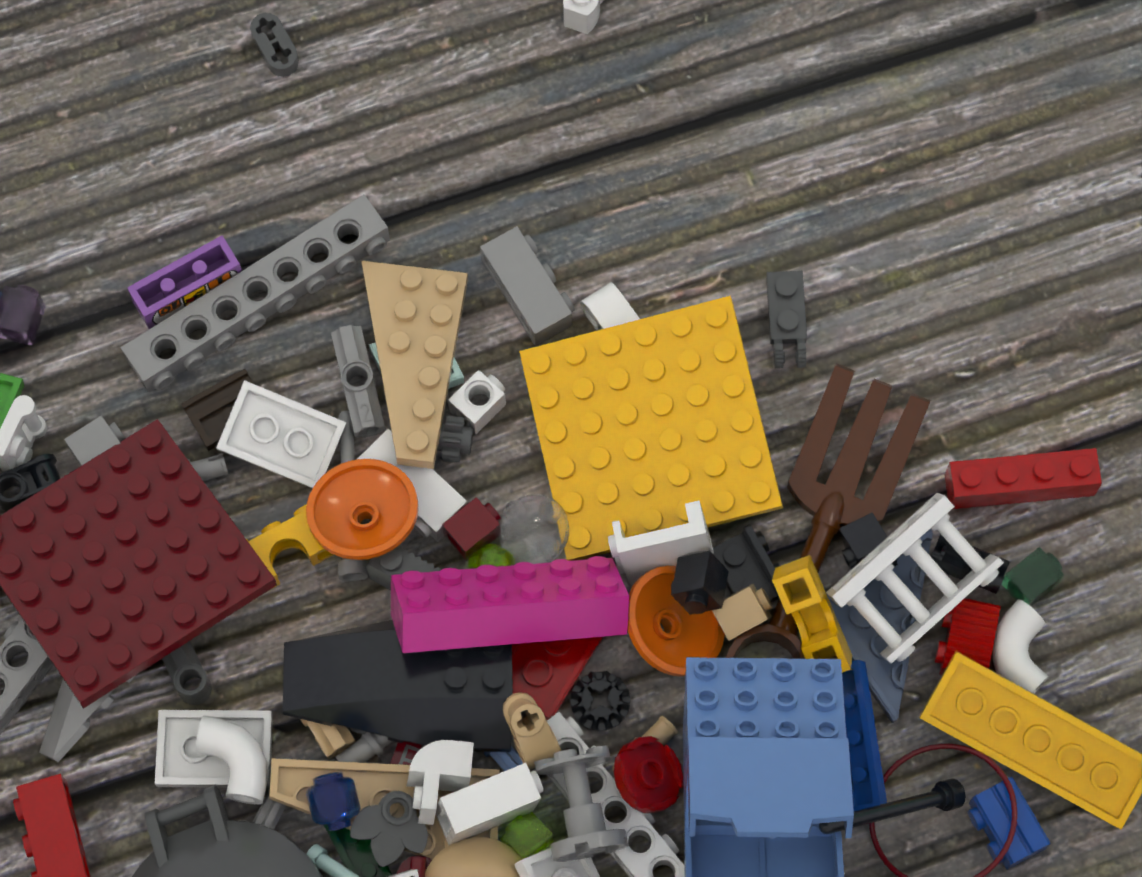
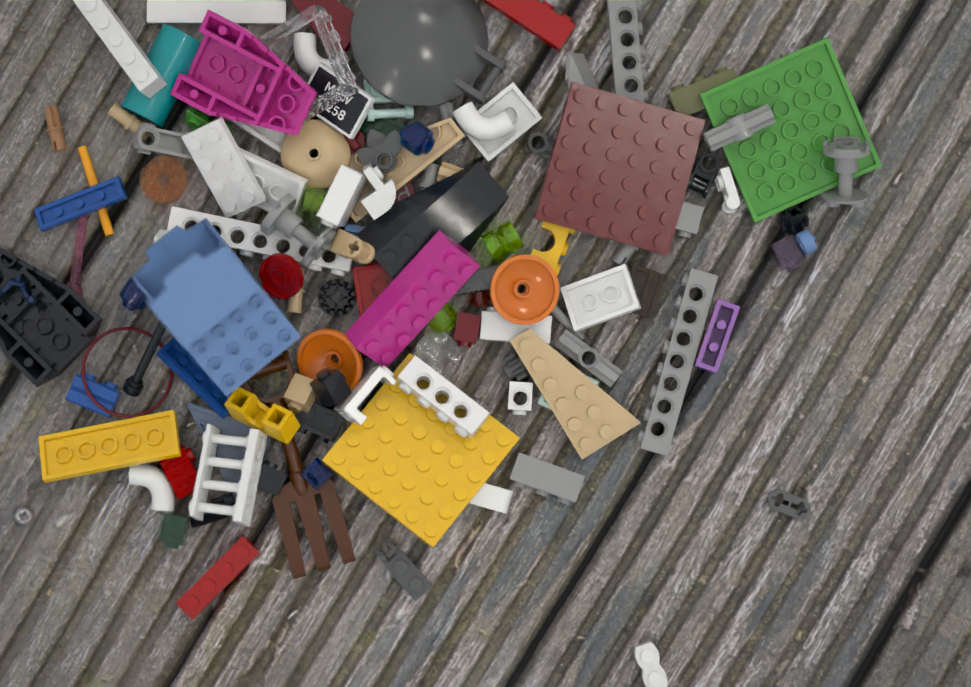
camera: 140 degrees right, 15 degrees up
(339, 599) = (502, 241): none -> clear neon green wheel
(427, 550) = (480, 299): none -> clear red plate
(550, 411) = (419, 370): none -> white brick
(801, 500) = (316, 473): none -> clear blue tile

